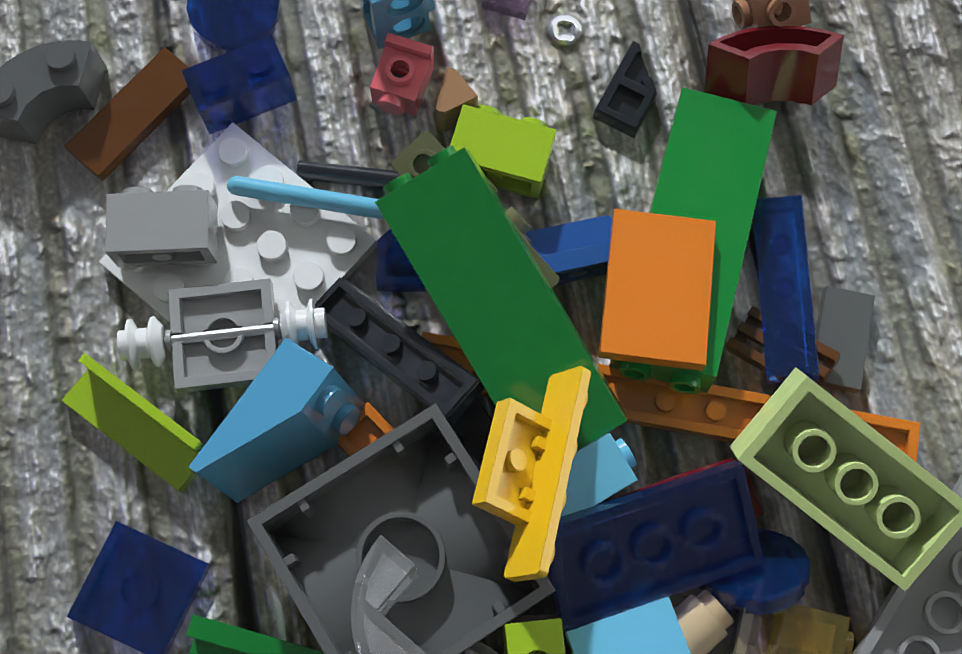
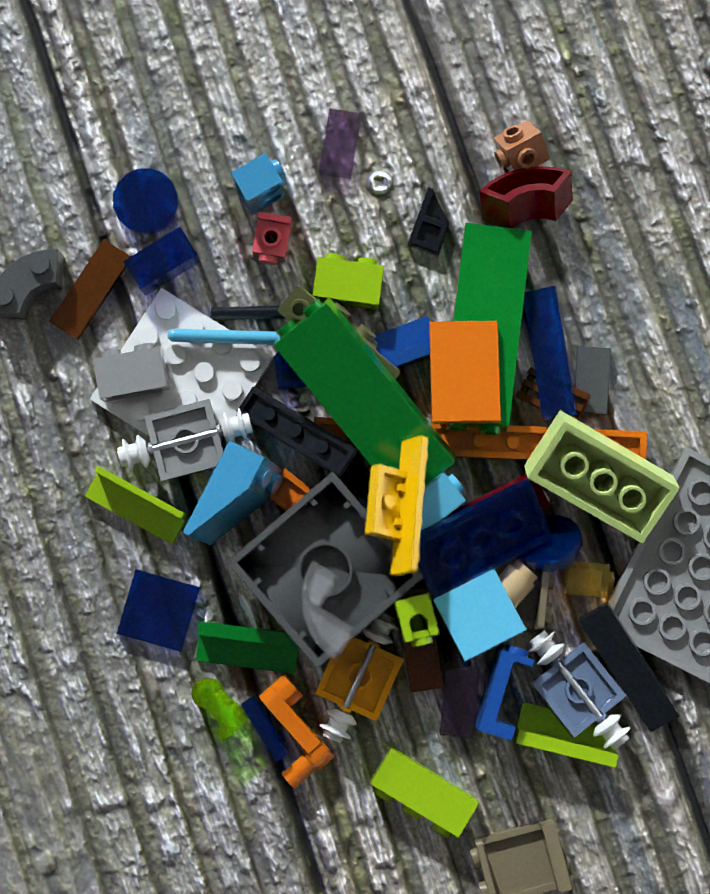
camera: 10 degrees left, 10 degrees up
(452, 96) = (310, 250): medium nougat slope -> none

